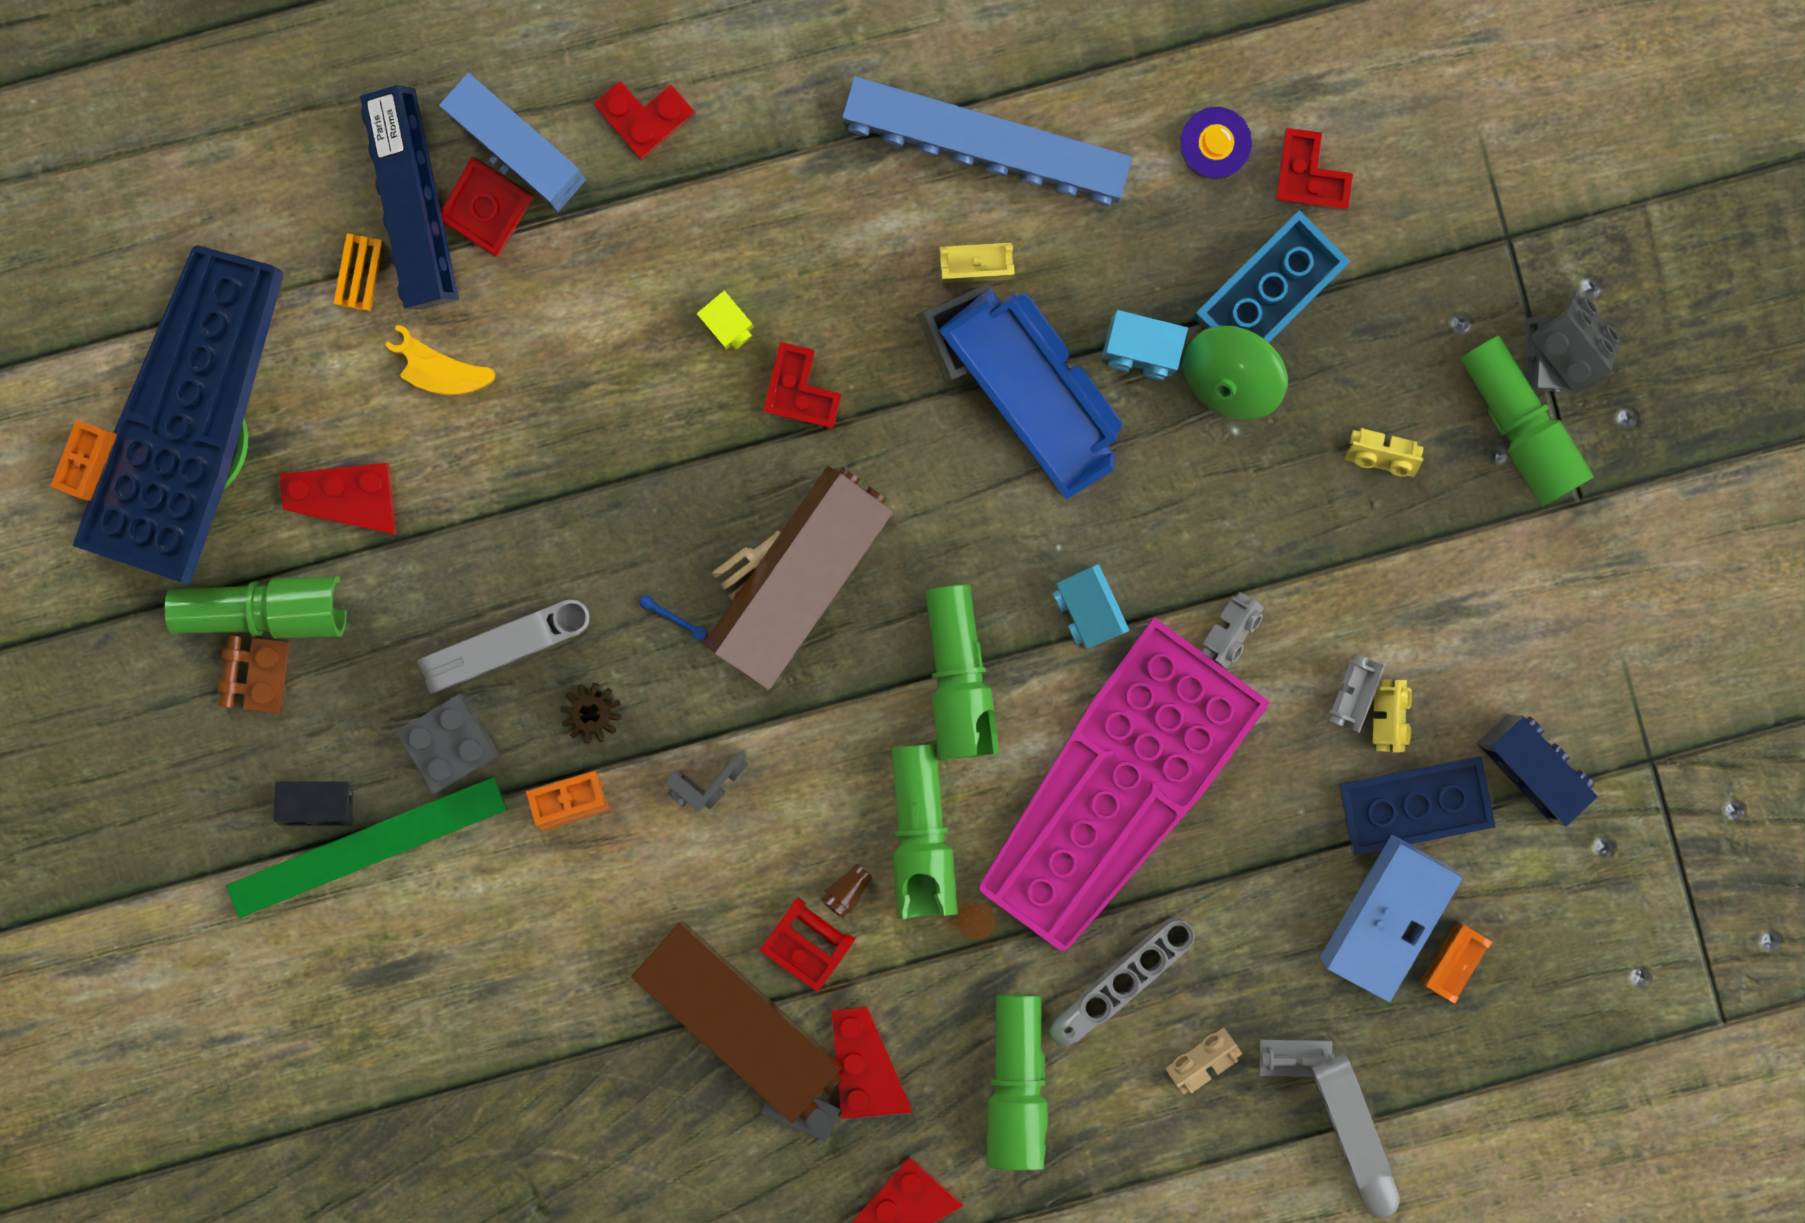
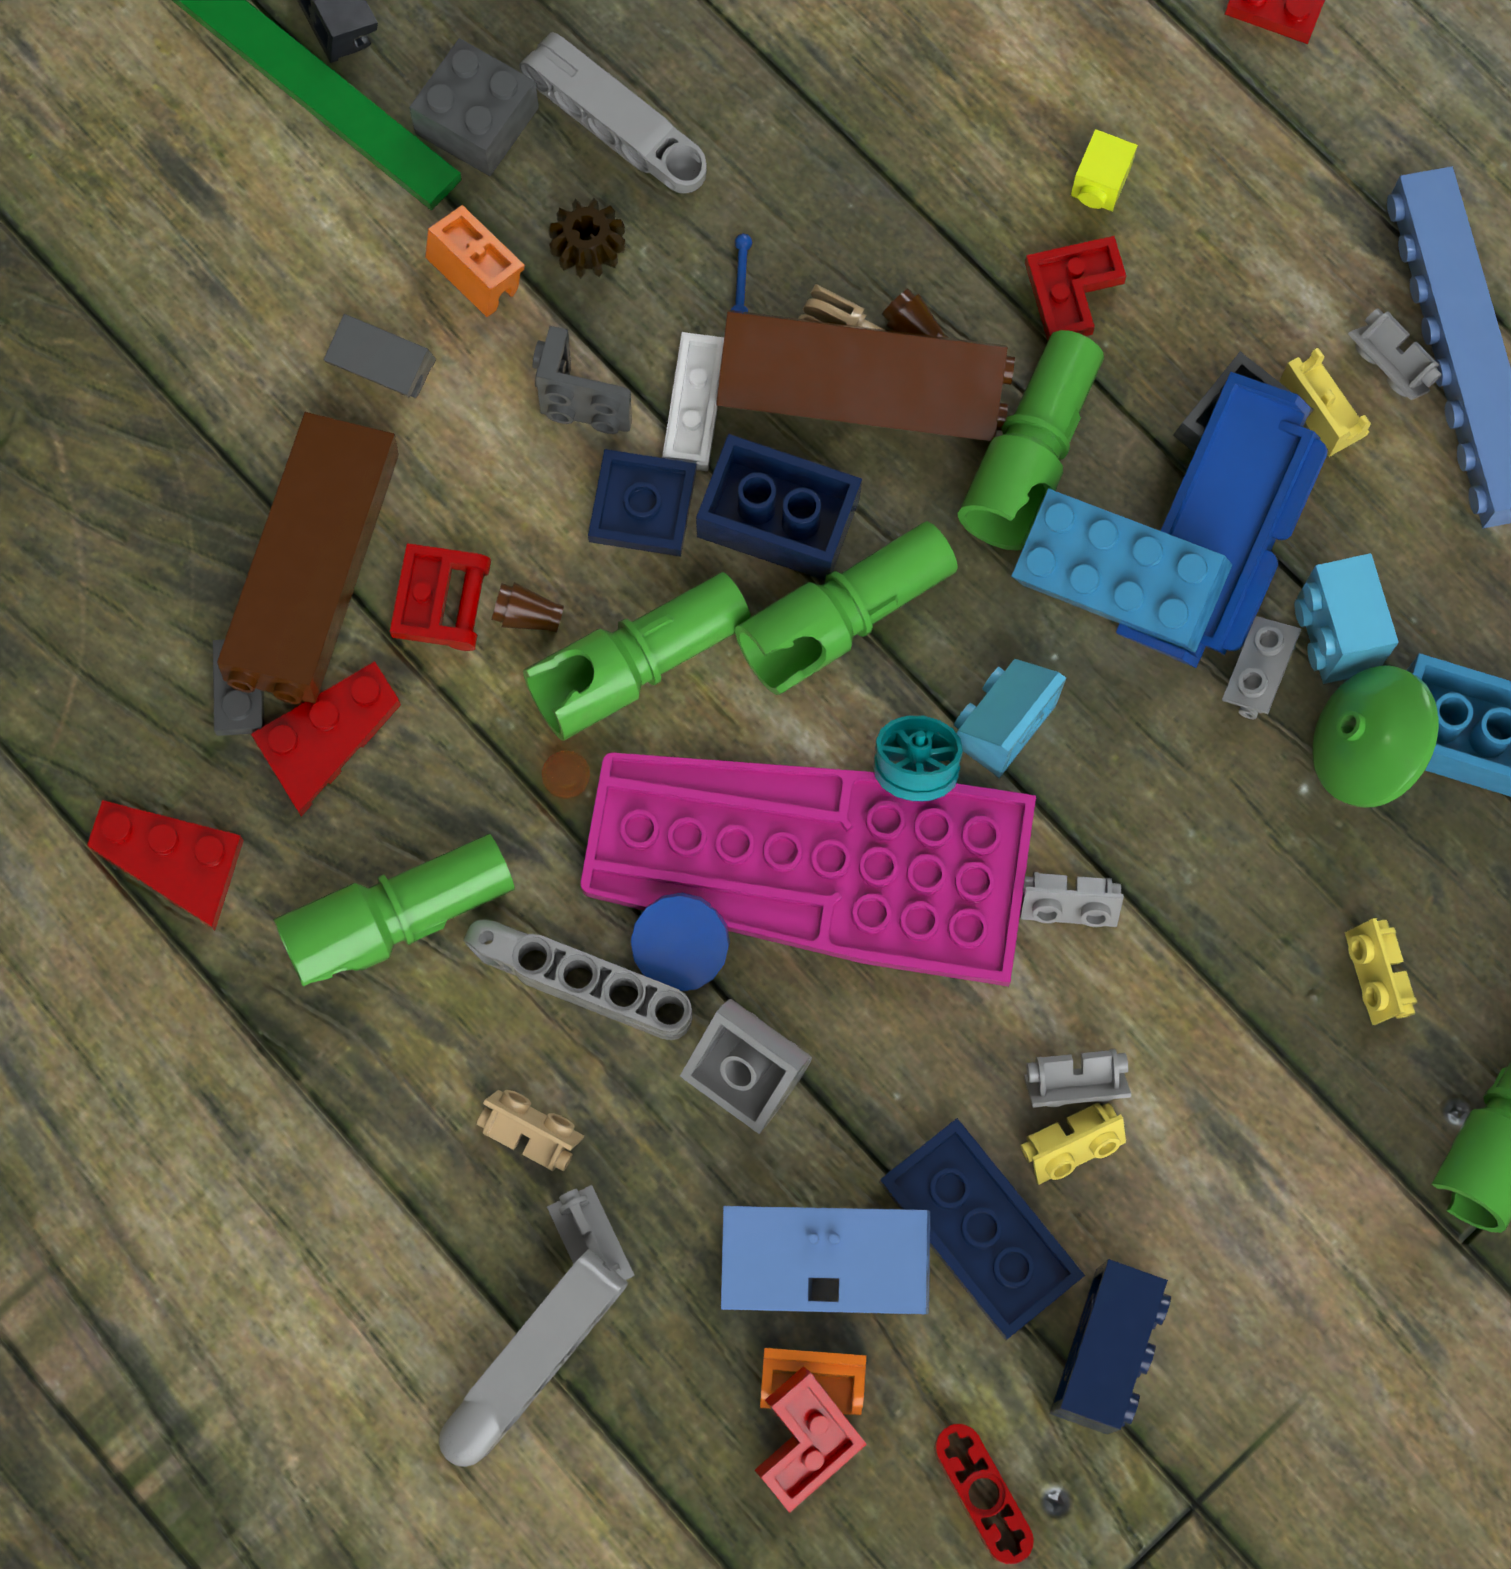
camera: 60 degrees right, 15 degrees down
(609, 902) = (380, 356): none -> dark grey hinge
(750, 698) = (694, 400): none -> white tile
(770, 515) = (911, 315): none -> reddish brown cone
(809, 773) = (642, 502): none -> dark blue plate
(865, 685) = (778, 507): none -> dark blue brick
(921, 501) = (1028, 455): none -> bright green piece
(953, 200) = (1407, 371): none -> light grey hinge
(1034, 478) = (1122, 570): none -> dark azure brick
(1089, 683) = (918, 770): none -> teal wheel
(1133, 904) = (680, 941): none -> blue tile
(1143, 416) = (1261, 666): none -> light grey hinge
(1237, 902) = (745, 1065): none -> light grey brick
(1497, 980) = (819, 1444): none -> plate
(1605, 900) = (992, 1534): none -> red beam

